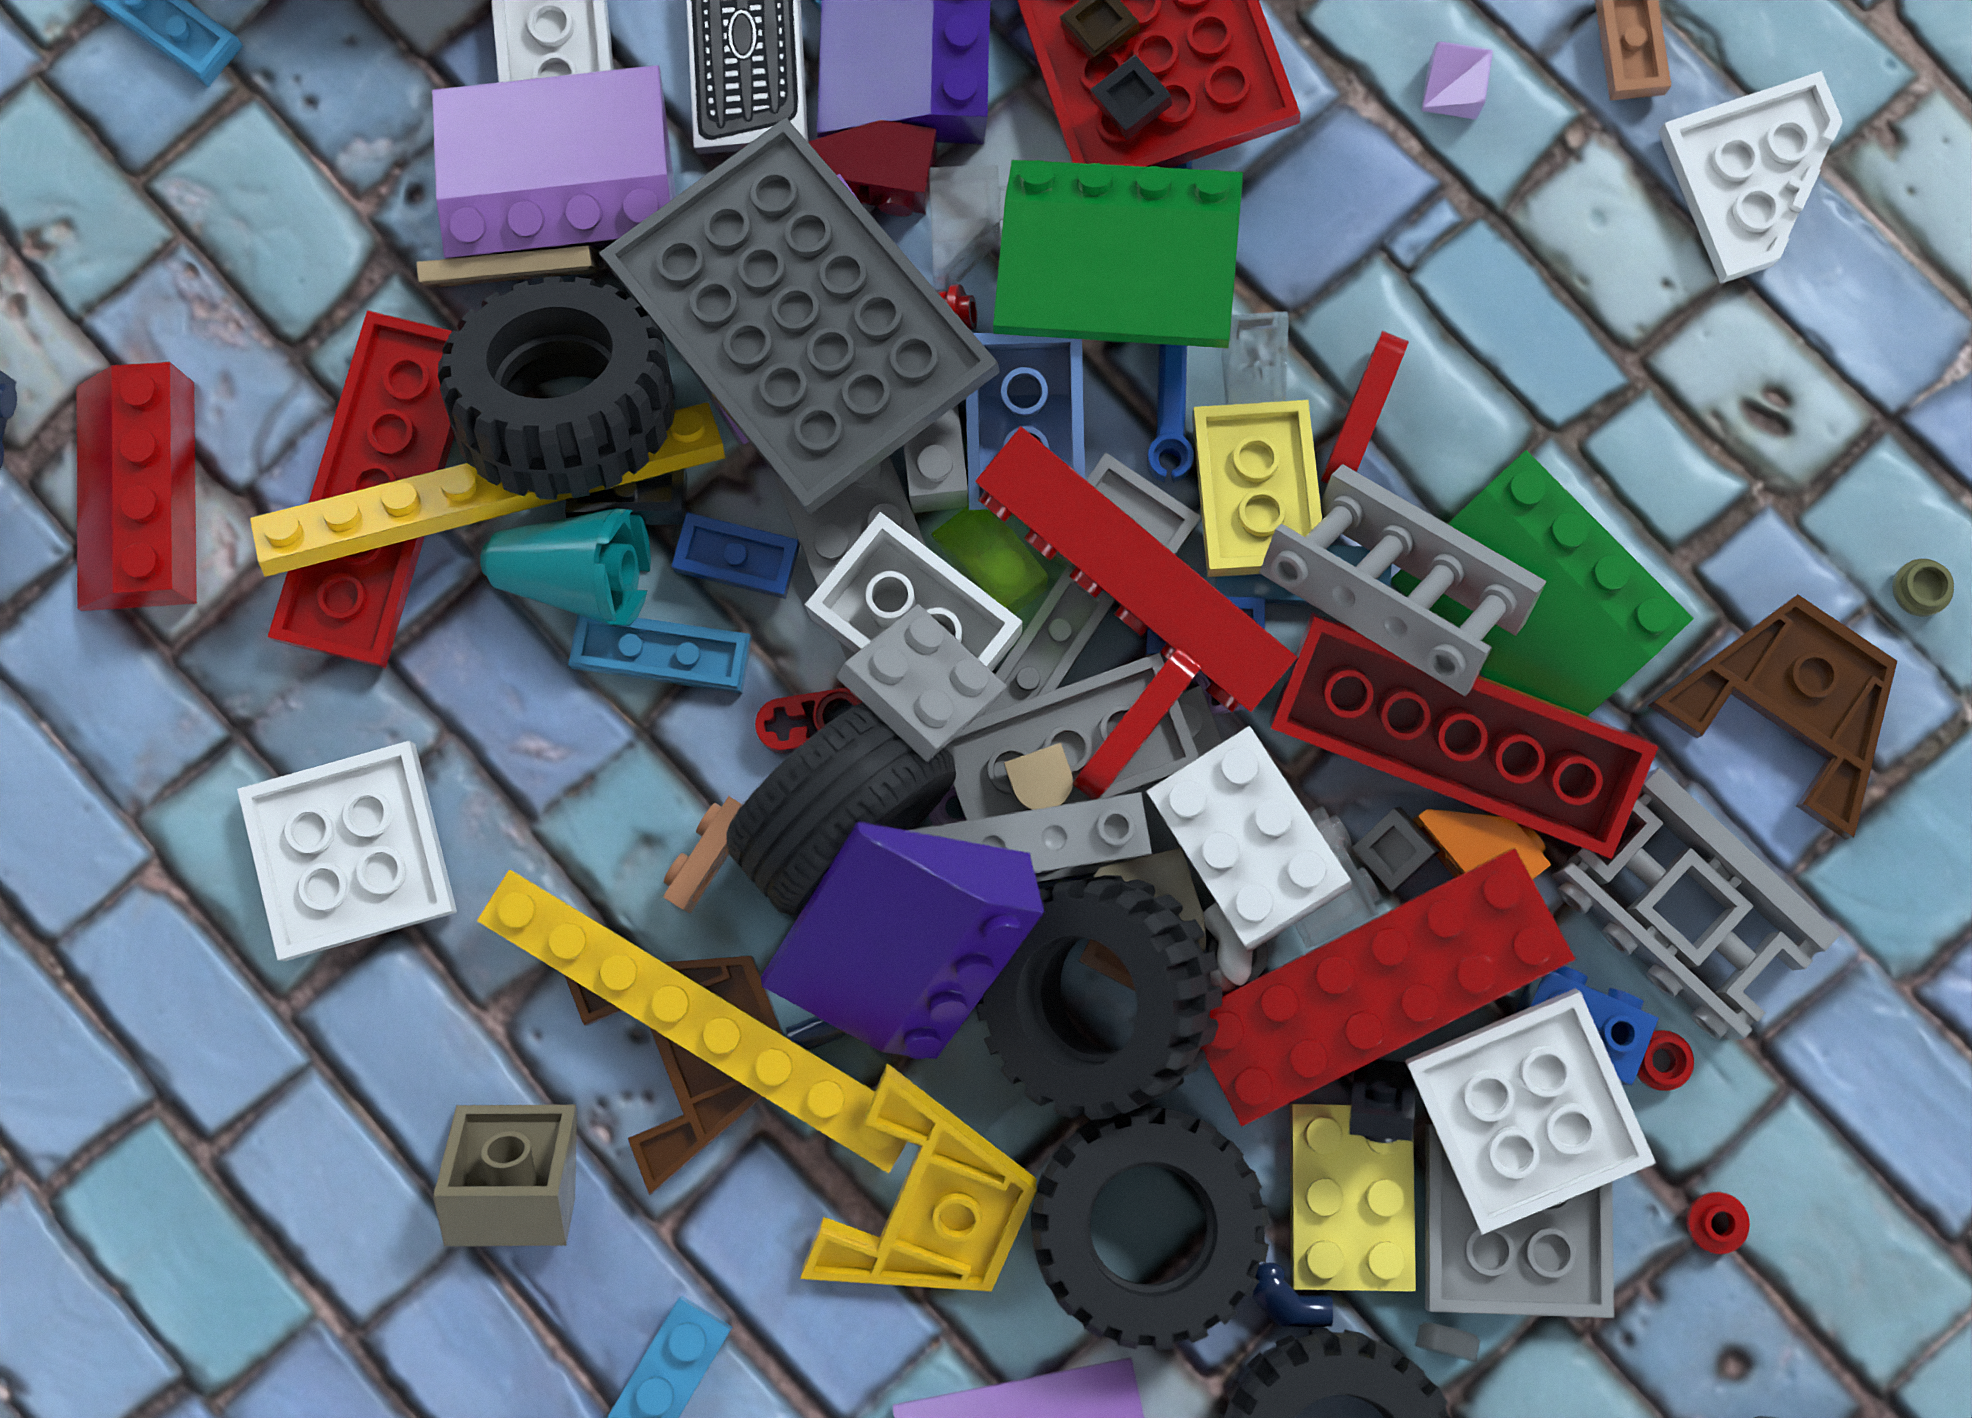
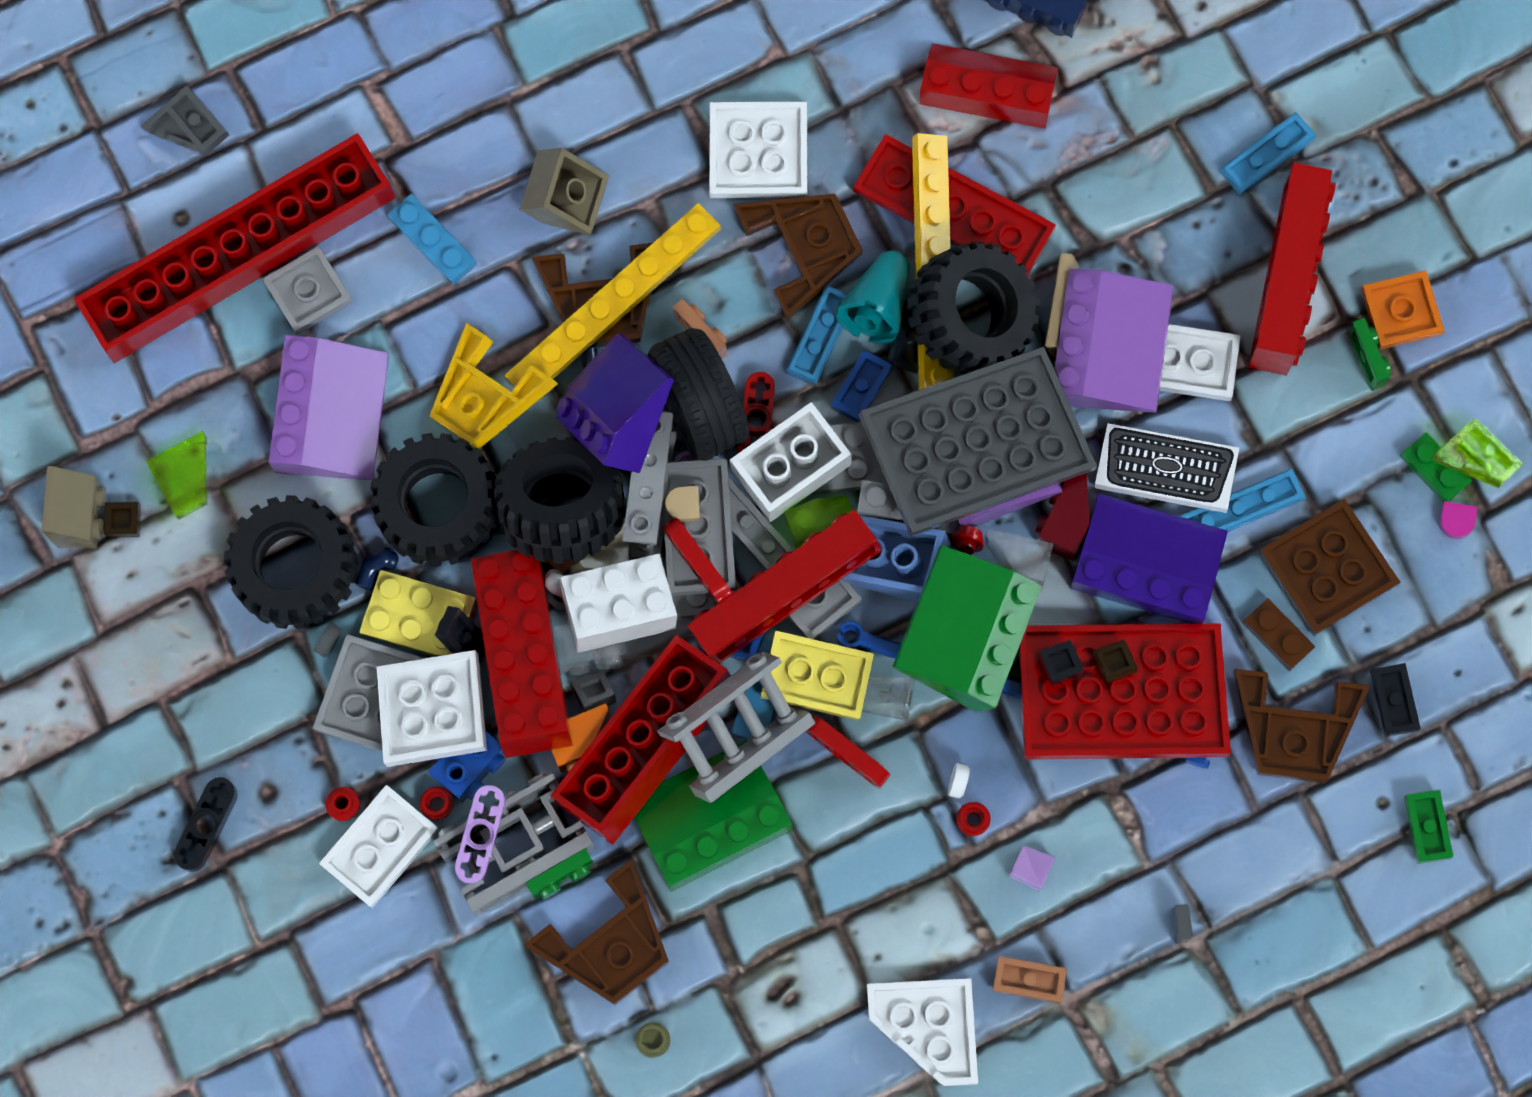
camera: 110 degrees right, 5 degrees down
(484, 707) = (816, 237): none -> reddish brown wing
(921, 682) = (746, 444): light grey plate -> none
(1356, 225) = (958, 780): none -> white tile
(1412, 176) = (973, 808): none -> red plate
(1735, 944) = (478, 806): none -> lavender beam
(1739, 820) = (572, 868): none -> green plate
(1770, 1134) = (379, 846): none -> white plate

